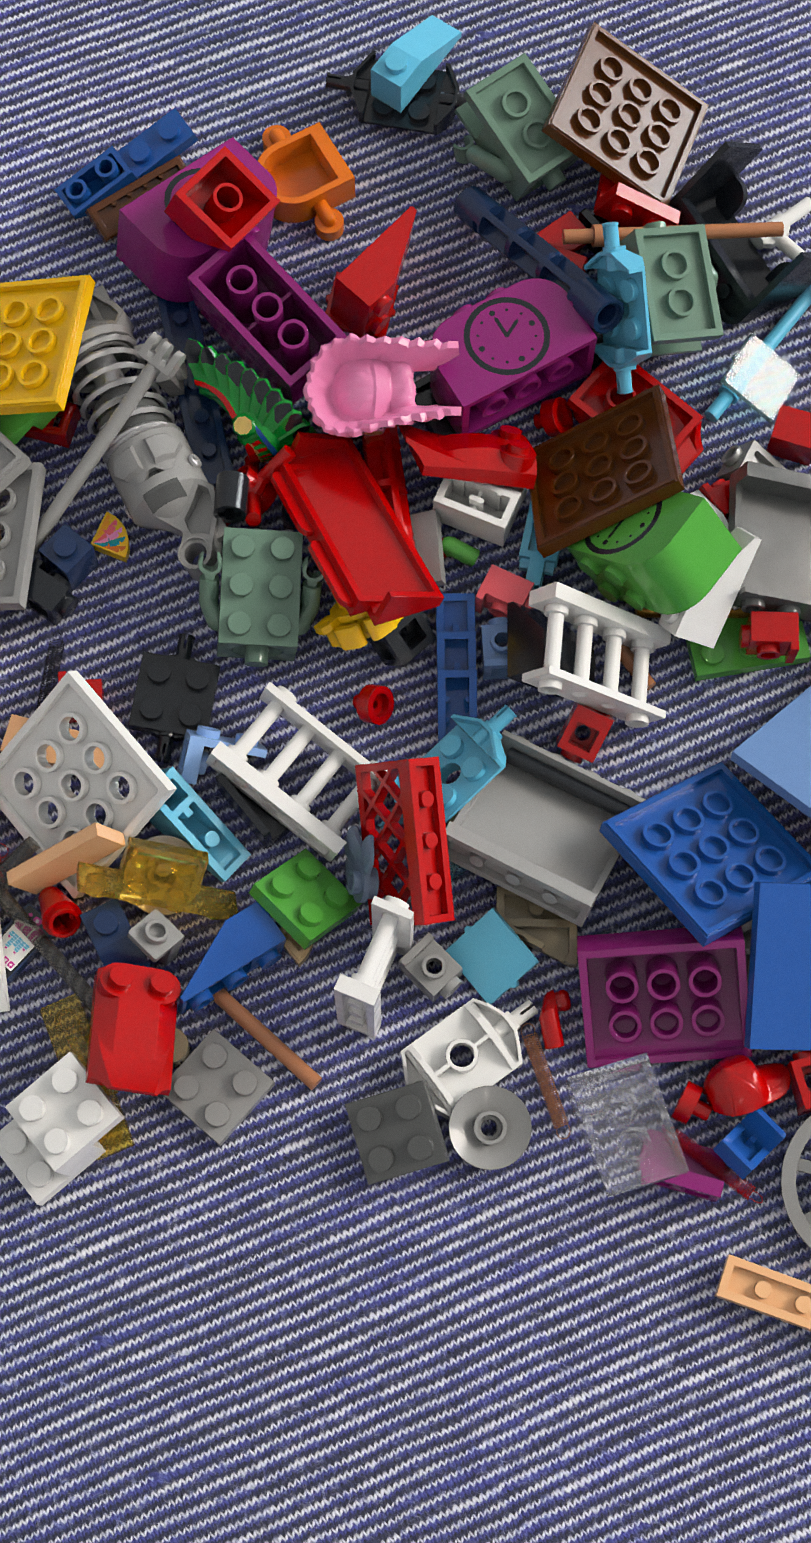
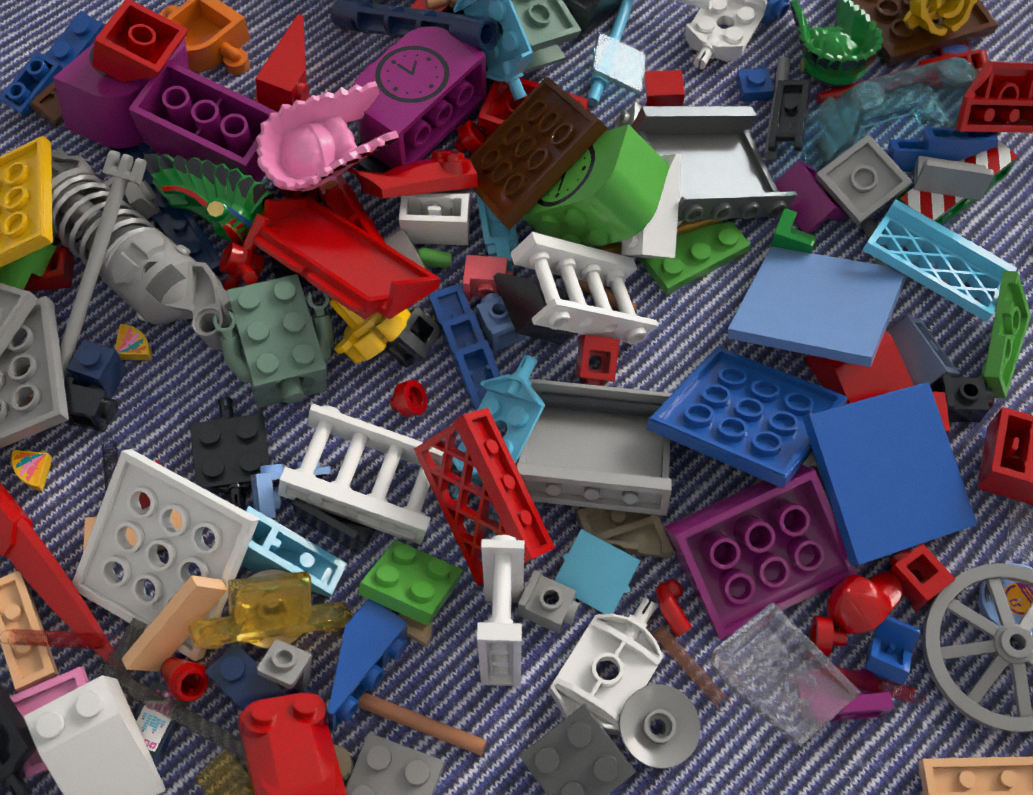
camera: 20 degrees left, 10 degrees down
(231, 496) = (224, 265): black piece -> none
(359, 869) = (450, 537): sand blue plate -> none
(771, 635) = (716, 233): red brick -> none

